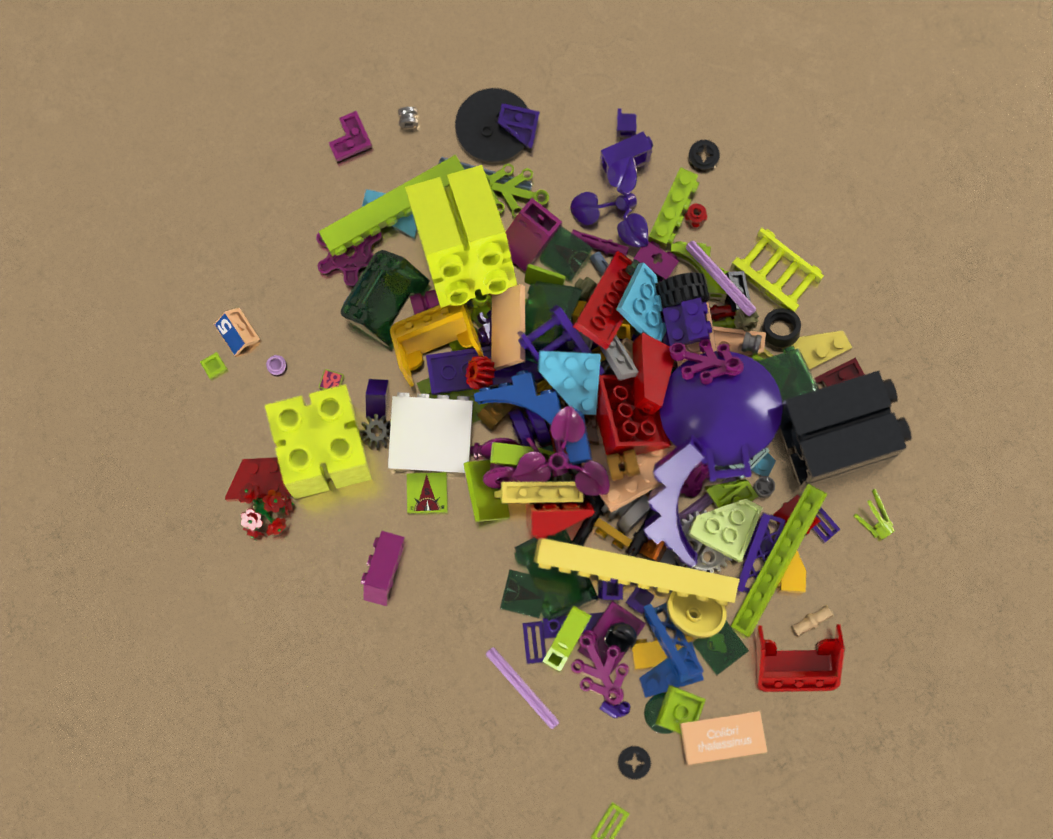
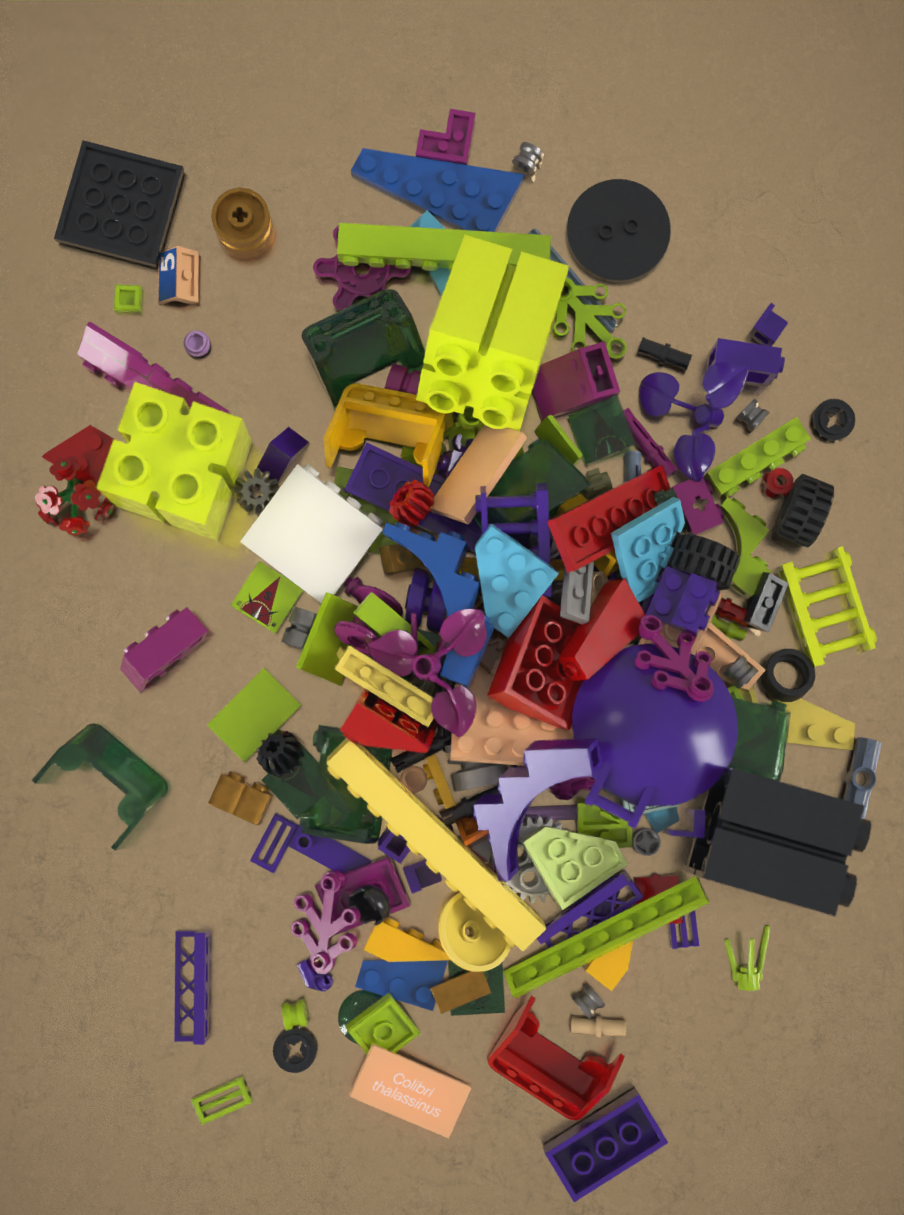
camera: 25 degrees right, 5 degrees up
(168, 310) = (119, 203): none -> black plate
(242, 405) = (126, 366): none -> magenta wedge
(249, 260) = (245, 206): none -> pearl gold wheel
(330, 379) = (245, 402): tile -> none
(374, 168) = (452, 192): none -> blue wing
(428, 659) = (120, 765): none -> clear green windscreen
(461, 495) = (301, 625): none -> flat silver wheel
(468, 571) = (254, 714): none -> lime tile
(494, 628) = (240, 798): none -> pearl gold brick
(500, 582) = (279, 753): none -> black gear
(519, 123) = (648, 246): dark purple wing -> none
(522, 688) = (227, 884): lavender axle -> none
(548, 761) = (200, 988): none -> dark purple fence
(566, 638) = (309, 866): lime slope -> none
(573, 181) = (664, 353): none -> black pin
(595, 542) = (414, 779): none -> light nougat tile
(619, 739) = (294, 1014): none -> lime wheel
(630, 465) = (507, 722): pearl gold wheel -> none
(652, 184) = (753, 414): none -> flat silver wheel
(668, 644) = (415, 951): blue fence -> none
(713, 653) = (460, 990): none -> pearl gold tile
(719, 276) = (756, 575): lavender axle -> none
(724, 220) = (805, 510): none -> black tyre
(745, 322) = (753, 639): olive gear -> none
(786, 455) = (694, 825): none -> dark purple panel
(795, 608) = (588, 1001): none -> flat silver wheel
(841, 373) = (816, 773): dark red plate -> none
(864, 349) = (864, 761): none -> sand blue piece
(865, 689) = (604, 1145): none -> dark purple brick

